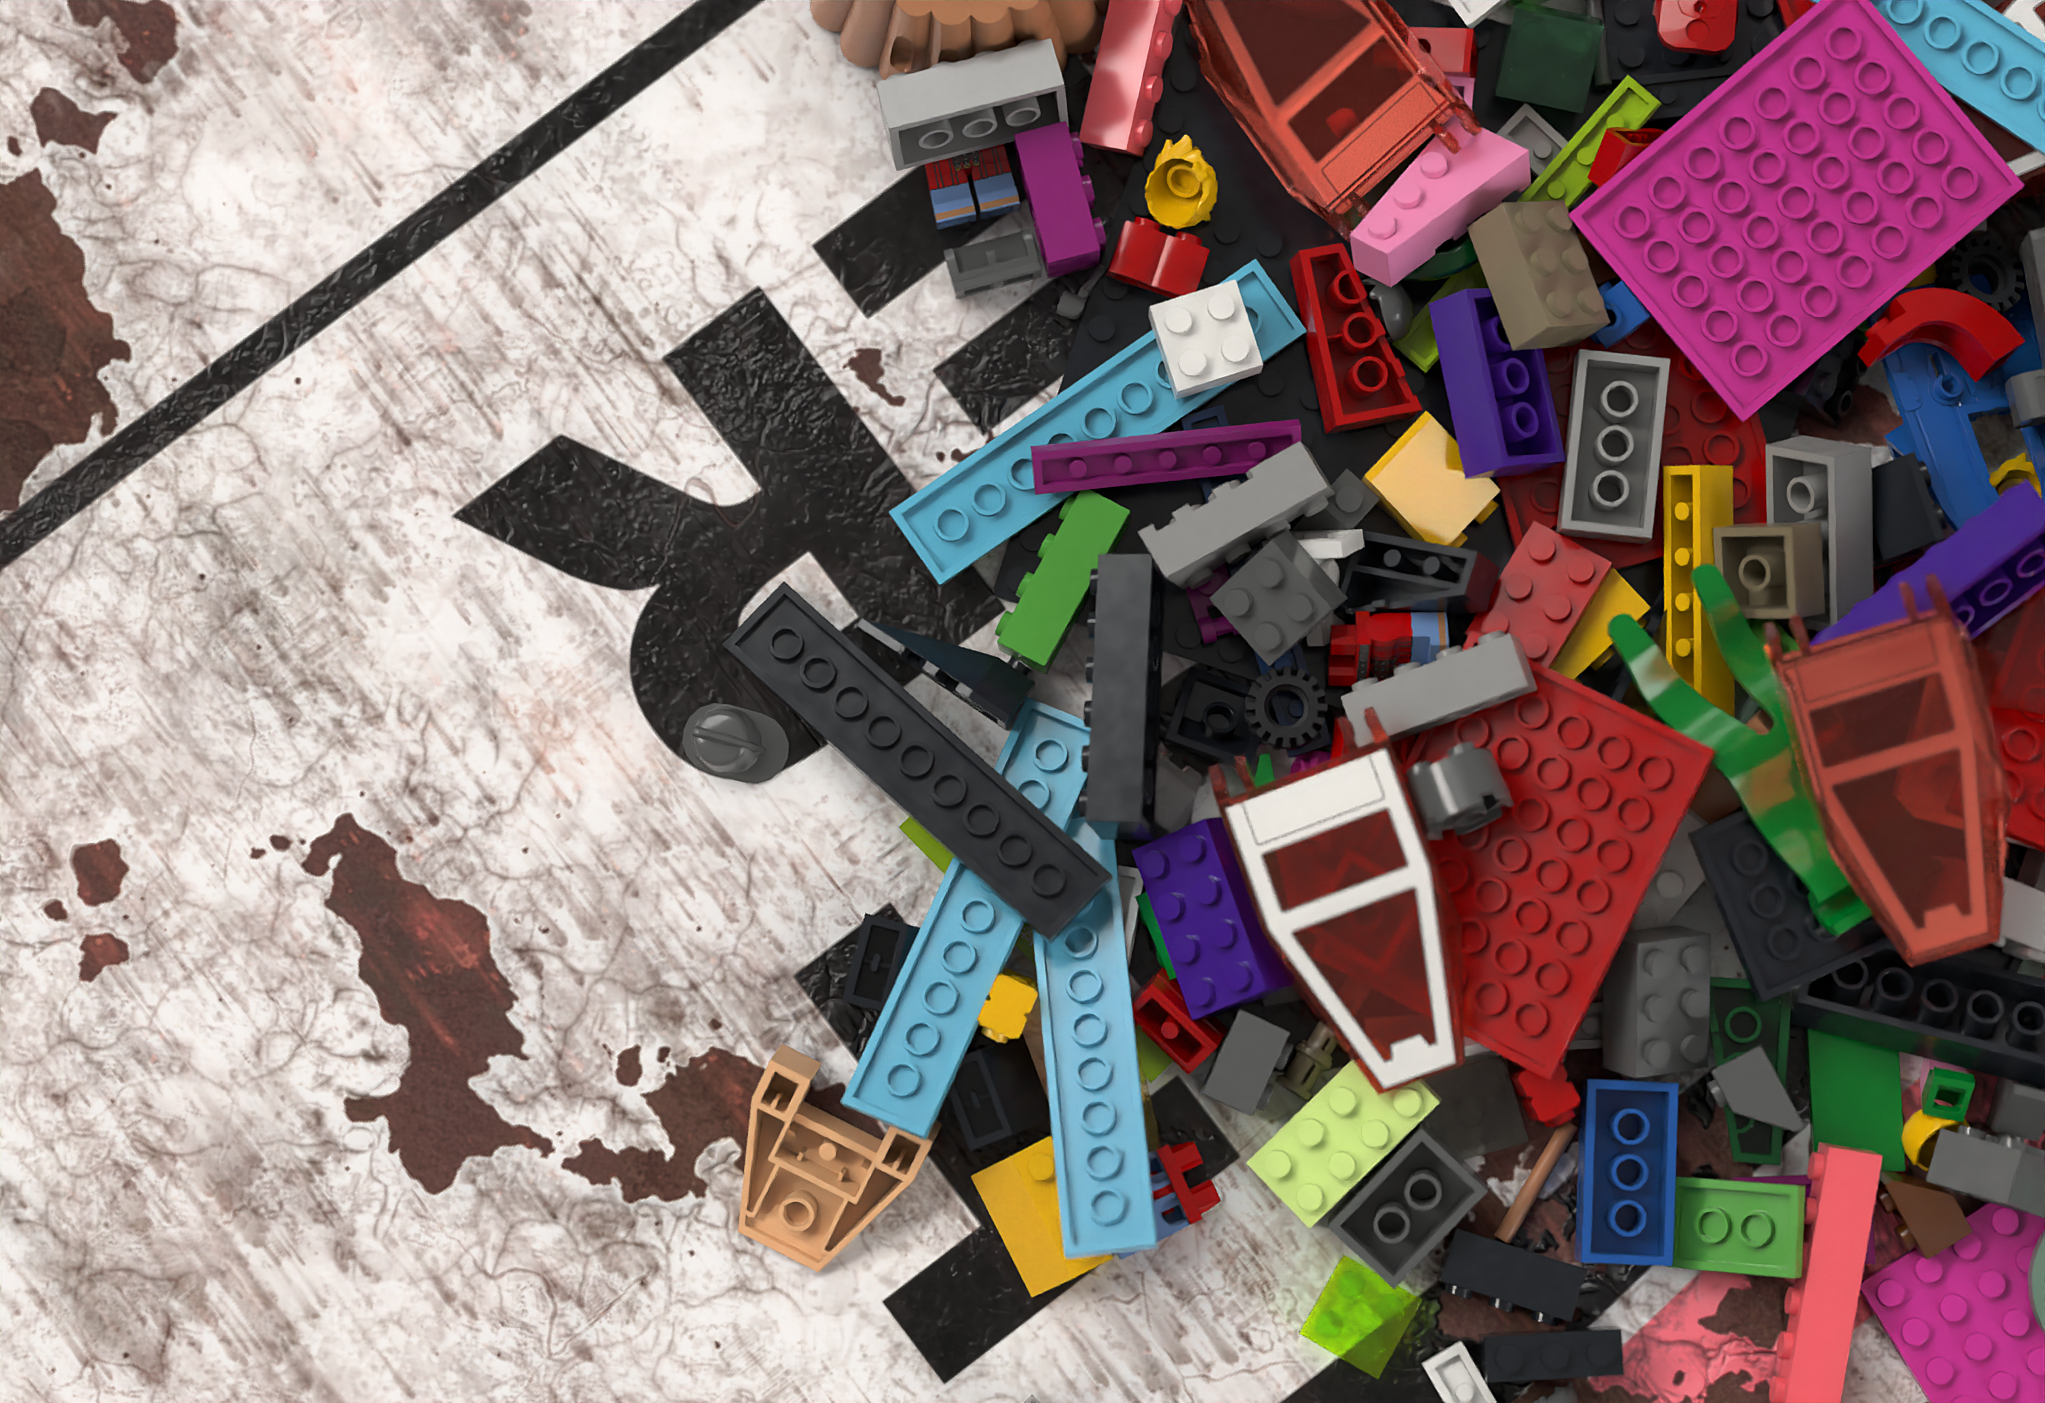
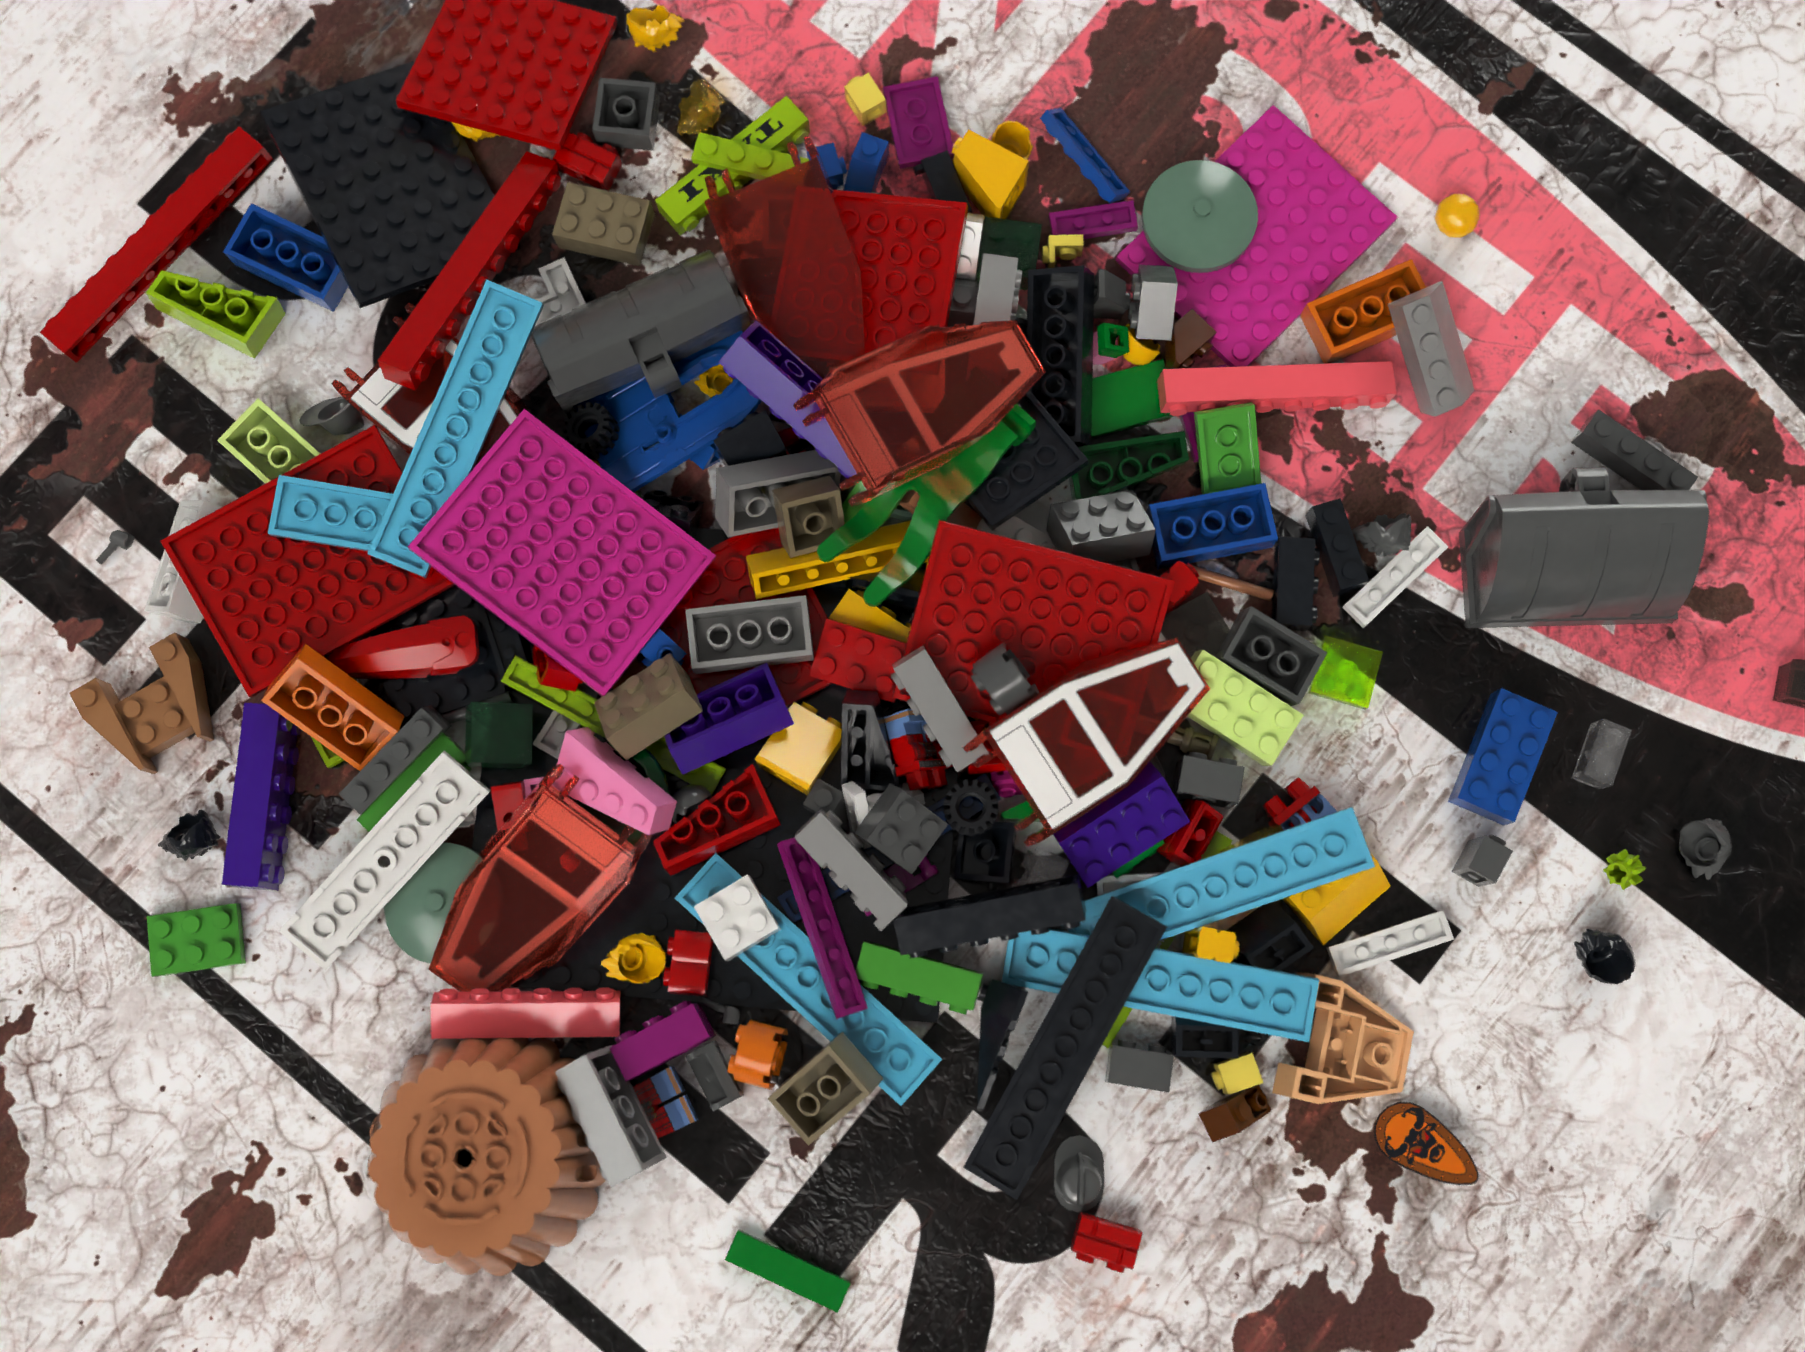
camera: 100 degrees left, 5 degrees down
(635, 755) = (1105, 1241): none -> red brick
(659, 1237) = (1423, 1145): none -> shield
(702, 307) = (787, 1271): none -> green tile
(767, 983) = (1235, 1113): none -> reddish brown slope
(819, 998) = (1236, 1074): none -> light yellow brick
(862, 863) = (1139, 1067): none -> dark grey brick
(938, 411) = (825, 1088): none -> dark tan brick
(950, 1271) = (1390, 943): none -> white plate
(1008, 329) = (758, 1054): none -> orange brick
(1754, 1091) = (1143, 455): dark grey slope -> none
(1950, 320) = (621, 441): red arch -> none

